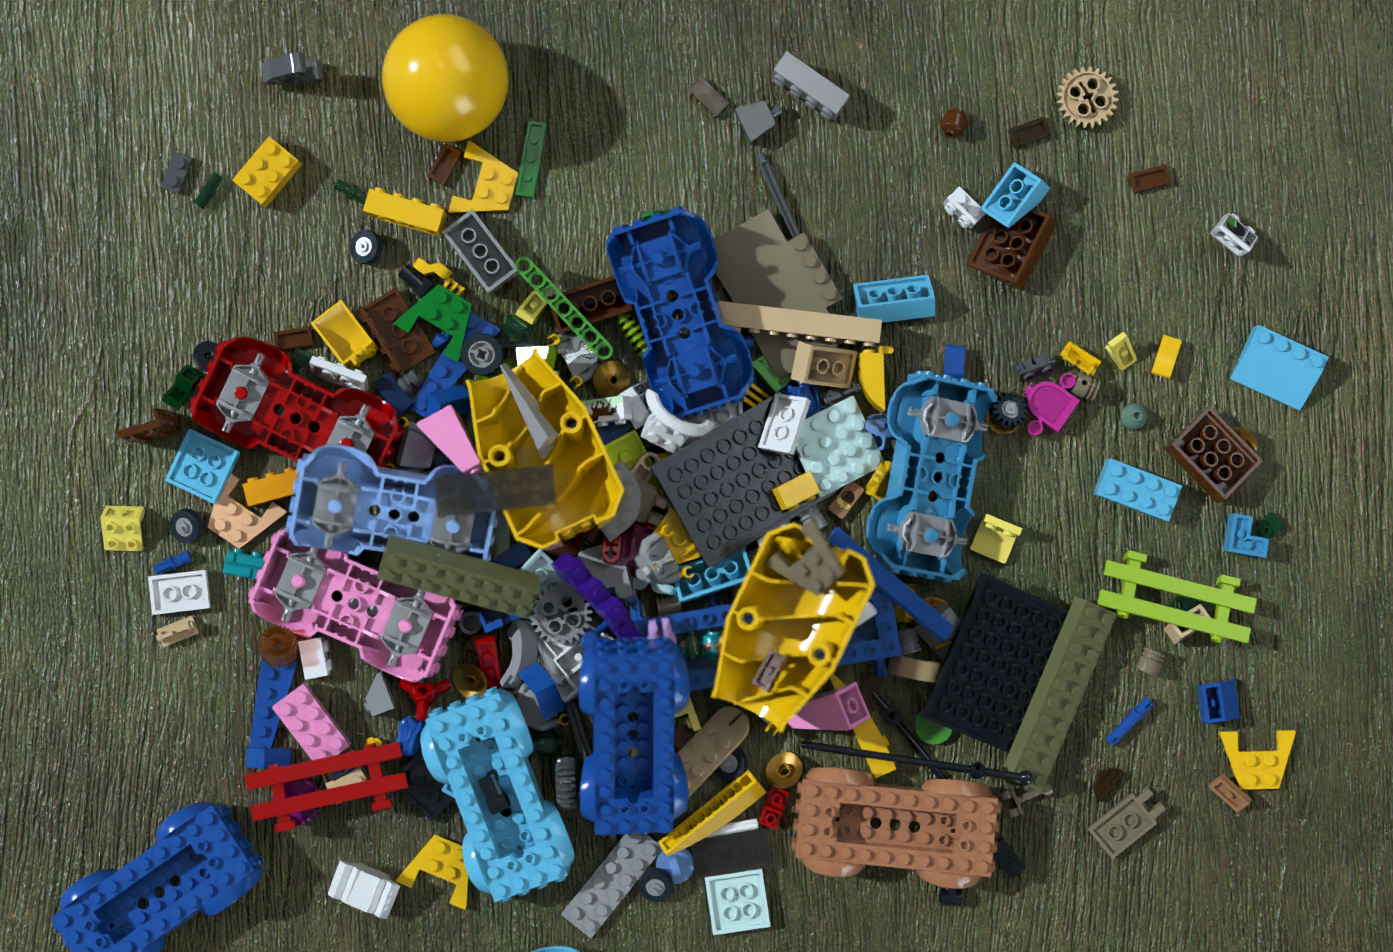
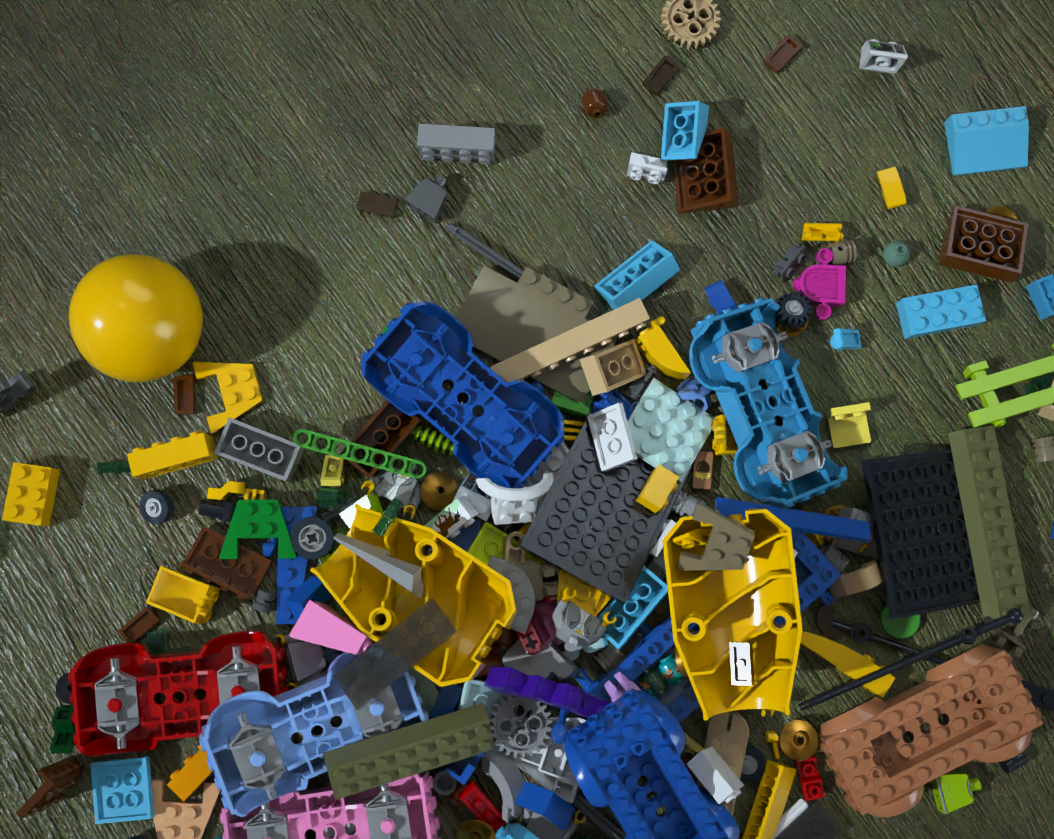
camera: 30 degrees left, 5 degrees down
(338, 374) = (195, 633): white plate -> none
(393, 393) = (256, 619): dark blue slope -> none
(531, 159) = (256, 346): green tile -> none
(555, 376) = (388, 517): none -> clear green axle
(695, 752) = (715, 775): none -> white brick
(763, 754) = (771, 737): none -> yellow hand
(833, 710) = (818, 658): bright pink slope -> none
(886, 889) = (954, 790): none -> lime torso
(1040, 463) = (845, 339): none -> medium azure tile
(1121, 351) = (852, 205): light yellow slope -> none

